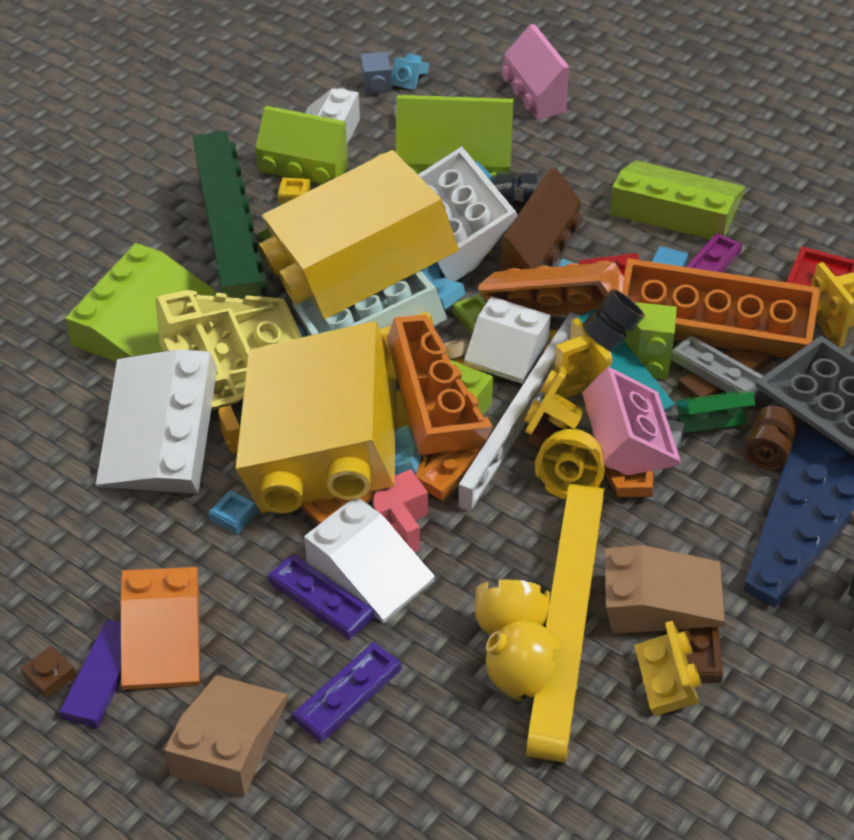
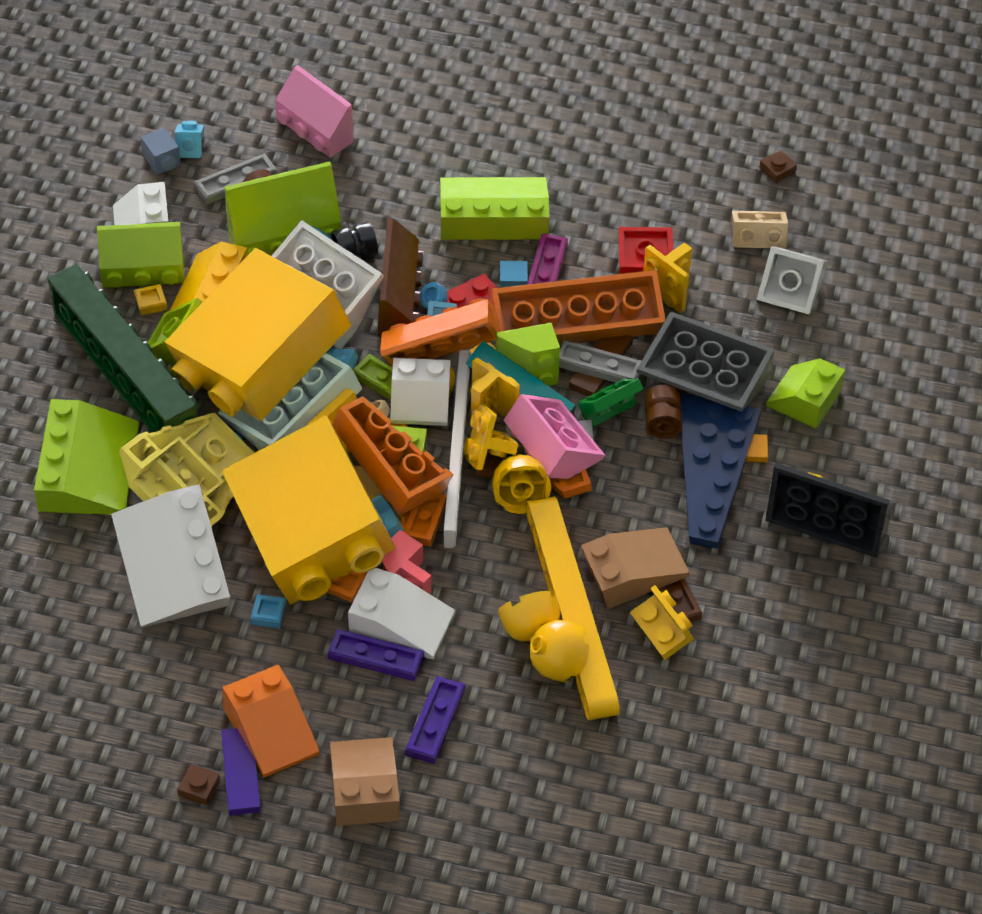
camera: 25 degrees left, 5 degrees up
(229, 428) = (229, 543): light orange tile -> none
(573, 253) = (433, 292): none -> dark azure tile
(609, 325) = (510, 348): black wheel -> none

